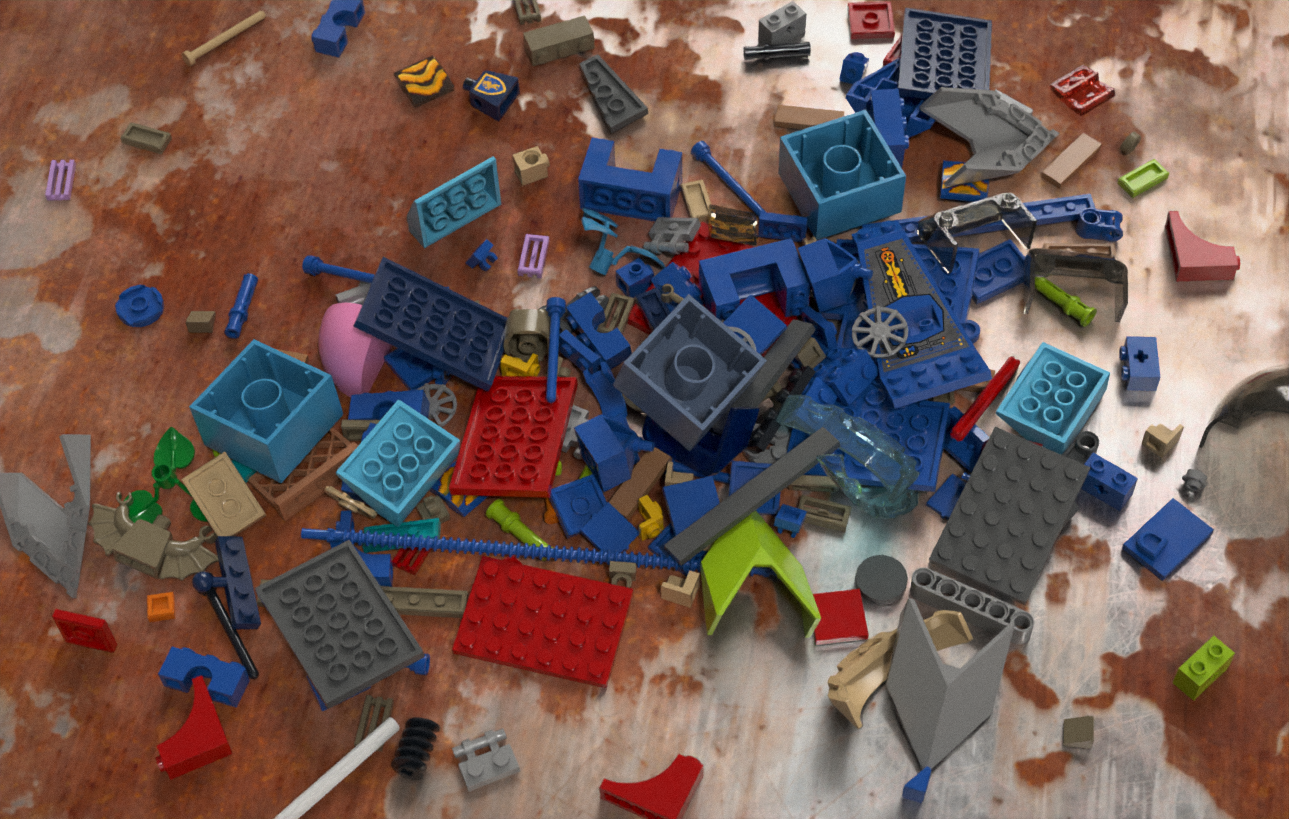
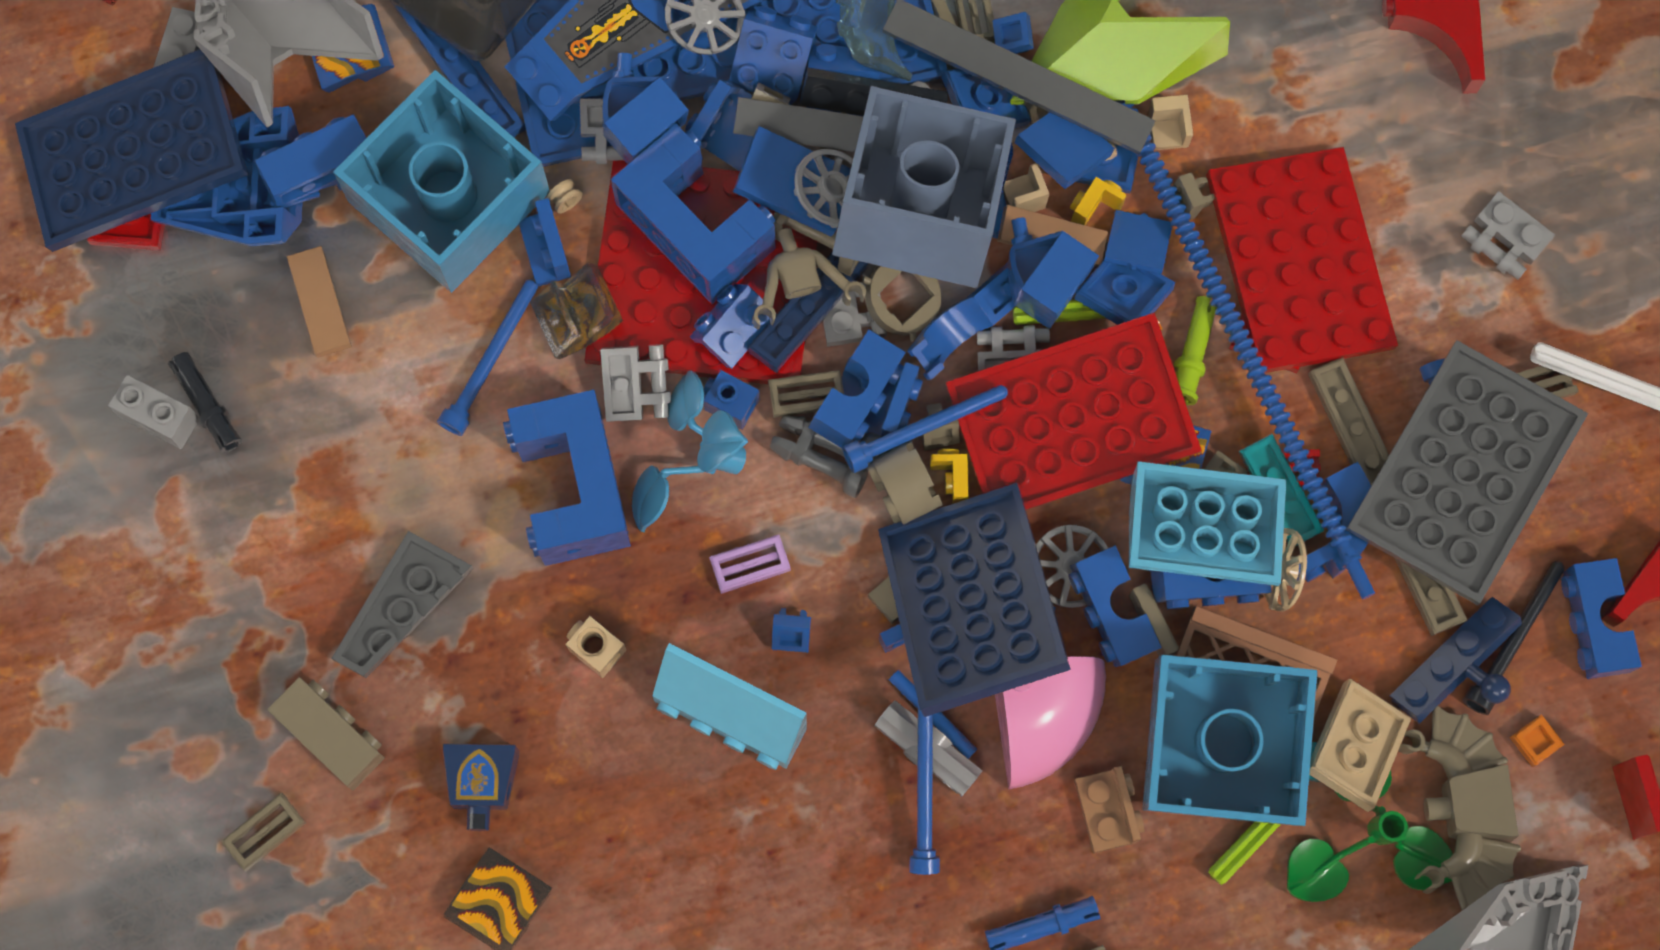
camera: 120 degrees left, 20 degrees up
(414, 747) = (1546, 312): black piece -> none
(696, 199) = (550, 381): tan tile -> none
(853, 67) = (191, 277): blue bracket -> none
(871, 20) = (77, 299): red tile -> none

